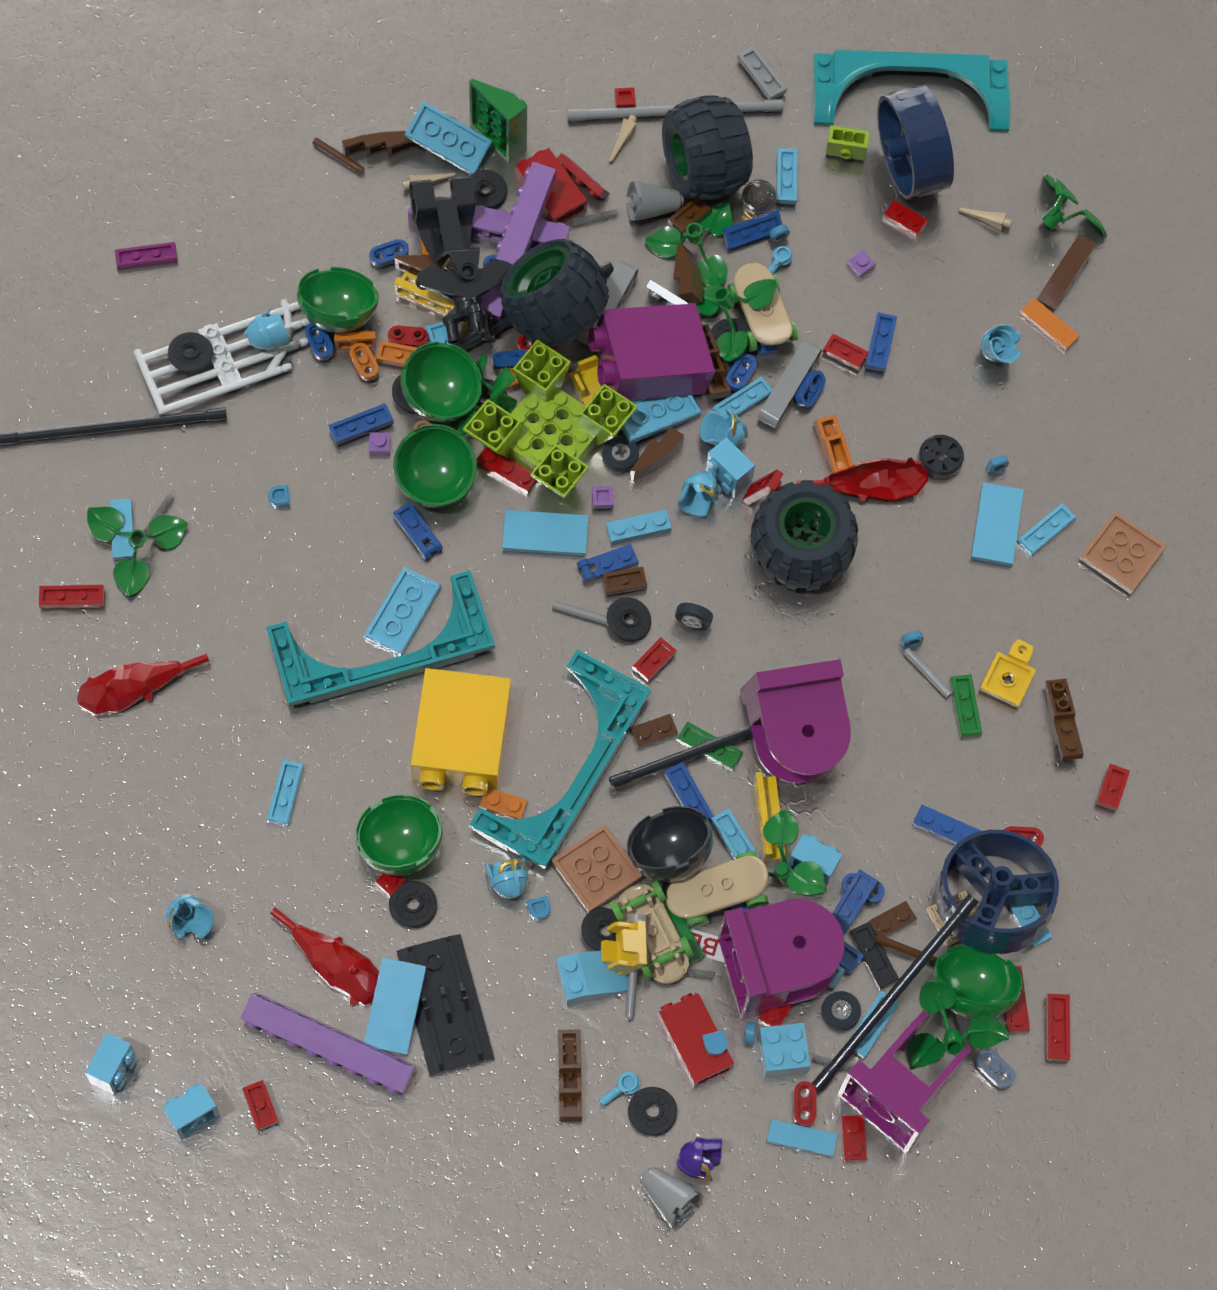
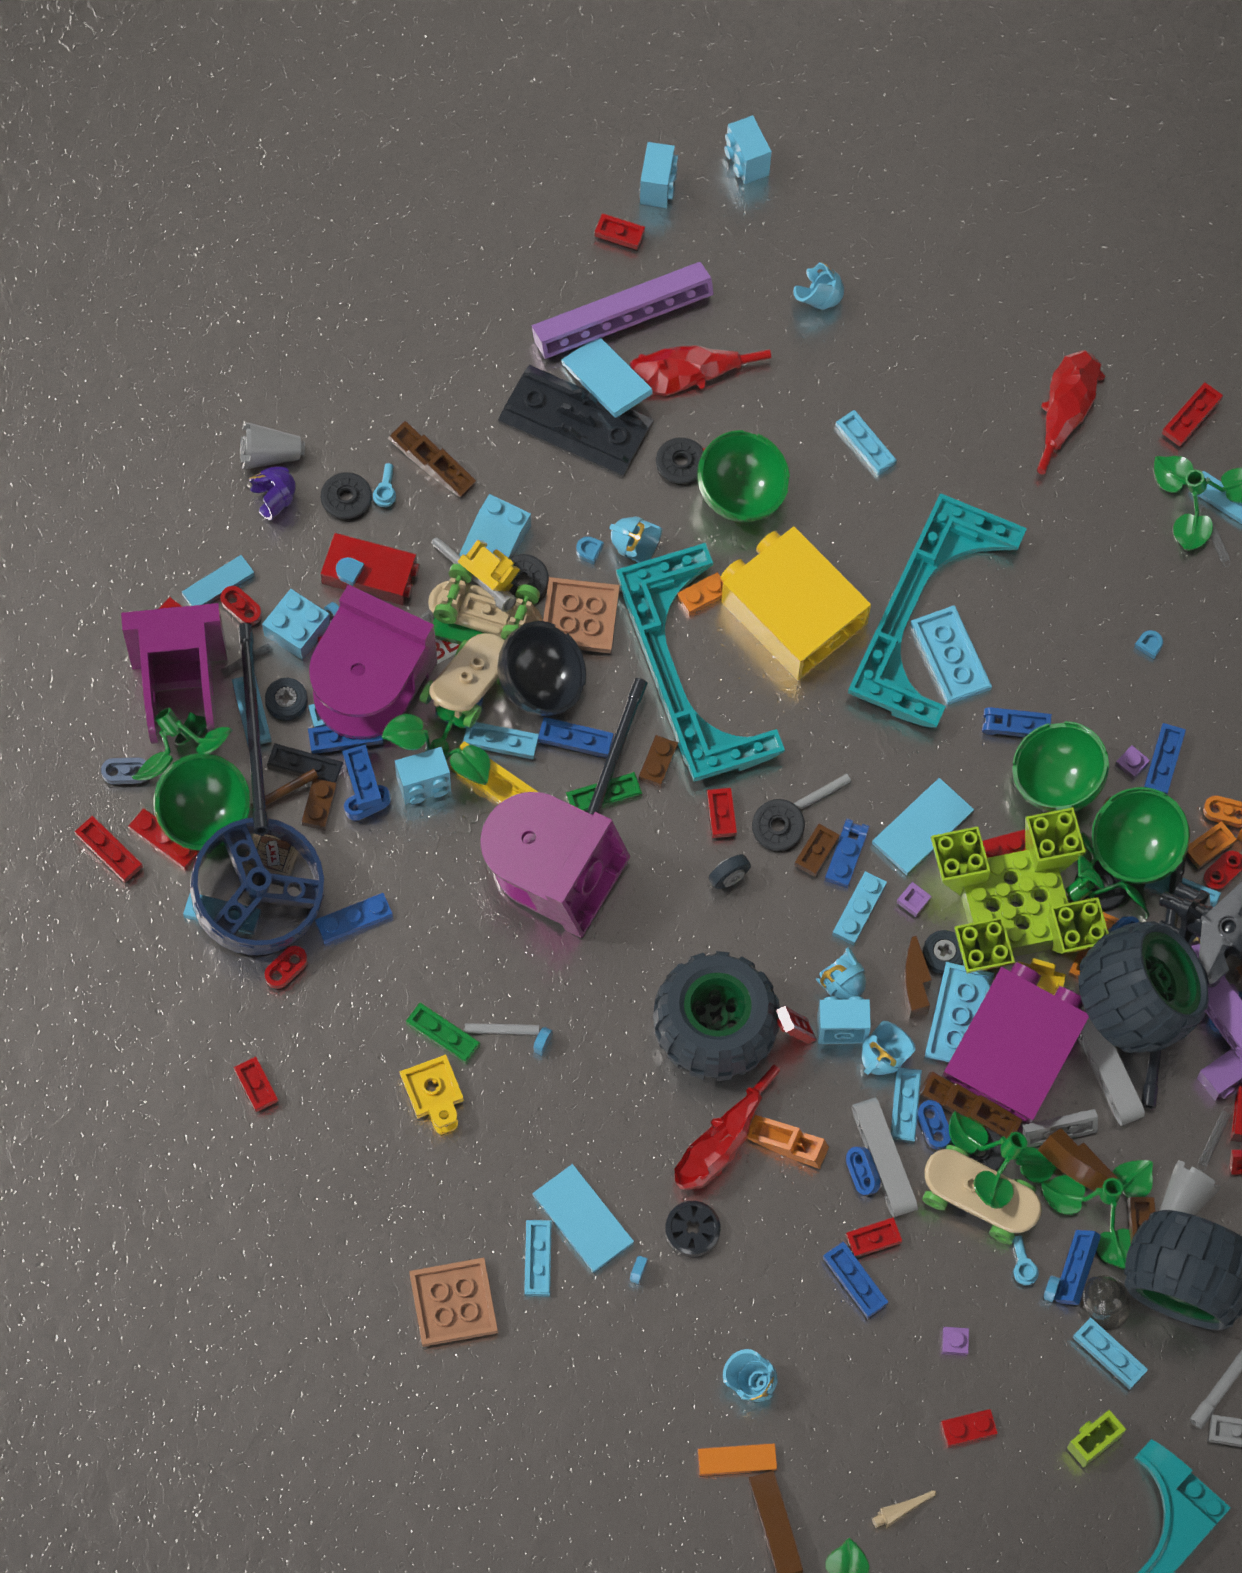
camera: 135 degrees right, 0 degrees up
(915, 142) = (1029, 1471): dark blue wheel -> none
(1063, 719) = (350, 1097): reddish brown slope -> none

